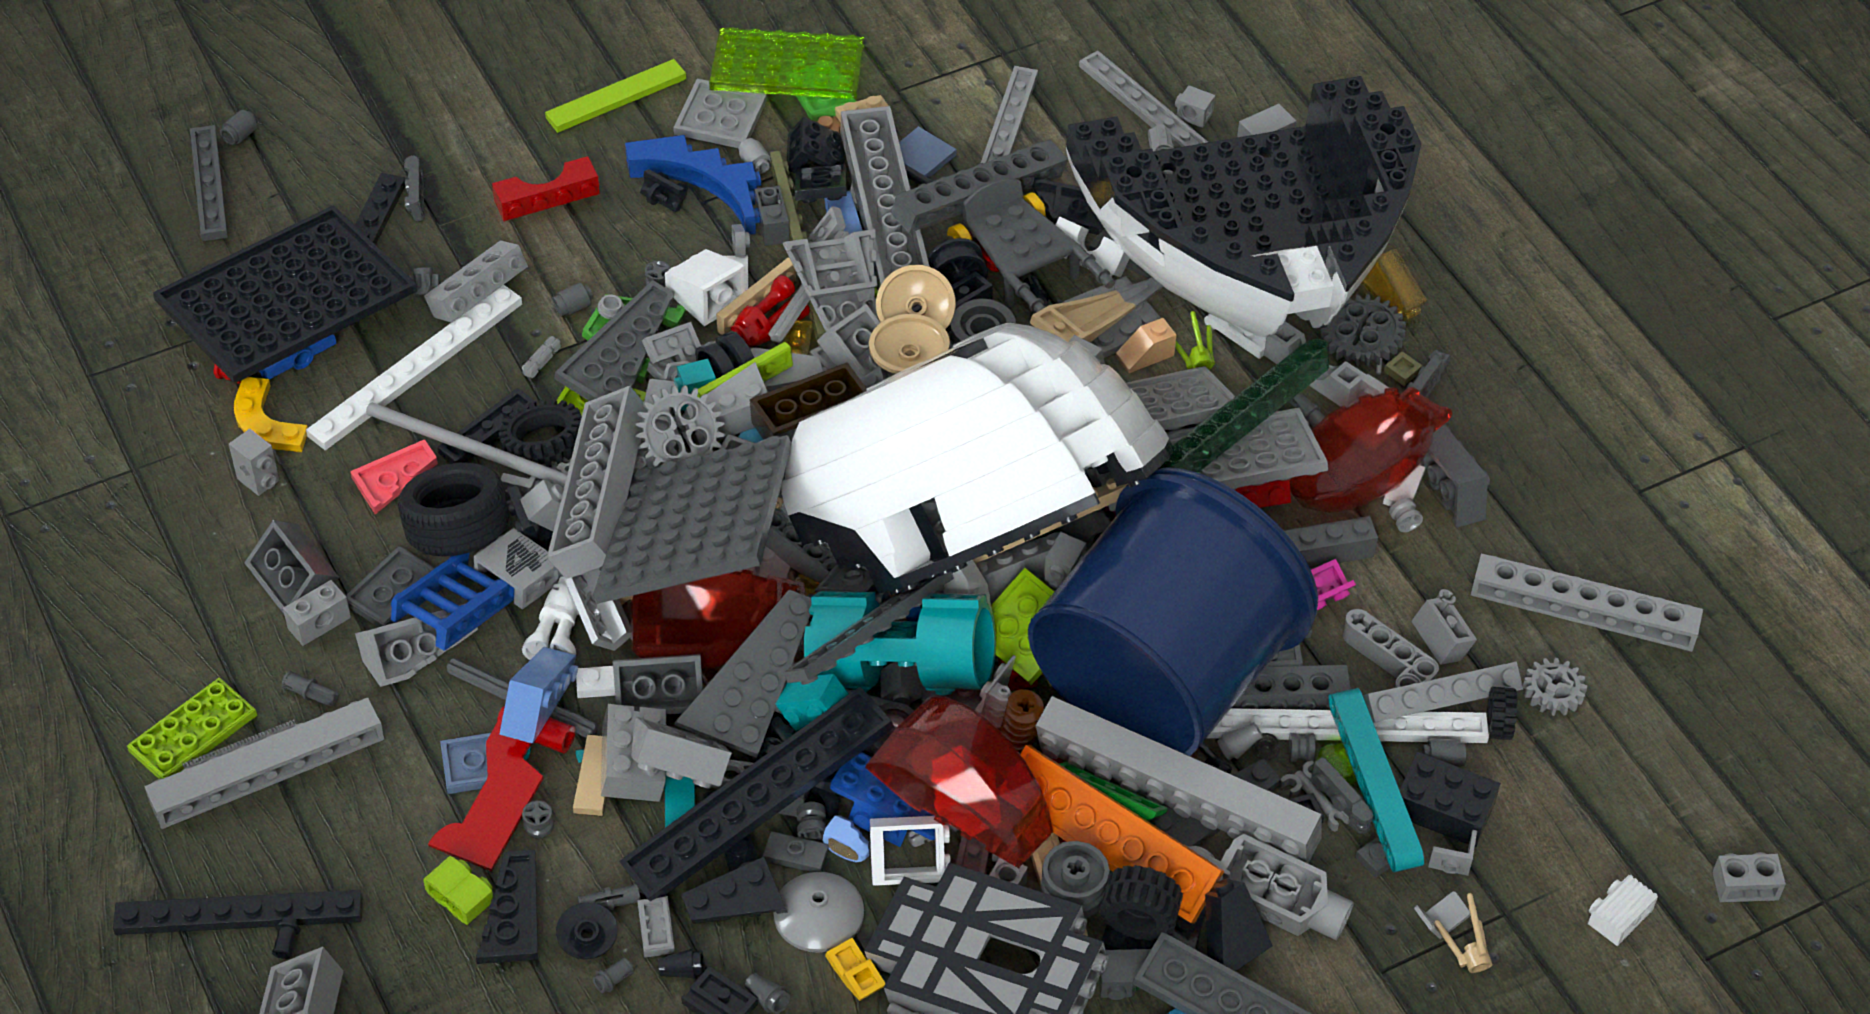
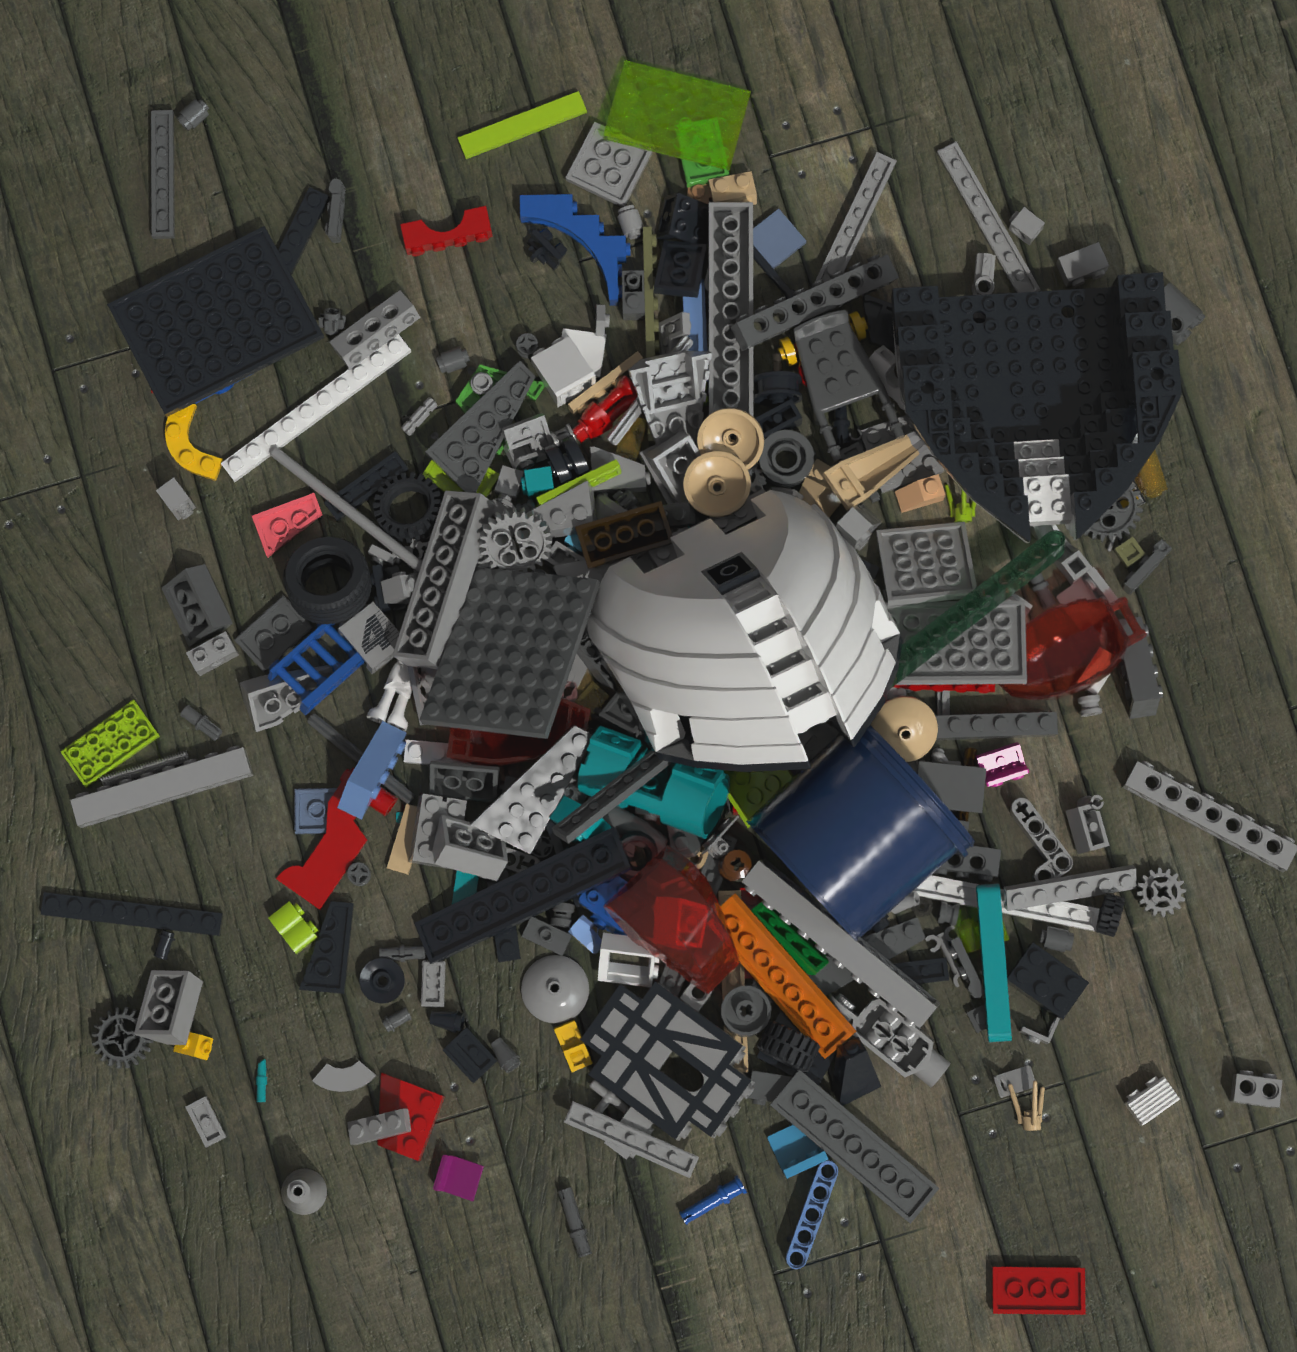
camera: 15 degrees right, 30 degrees up
(737, 893) = (496, 970): black wing -> none

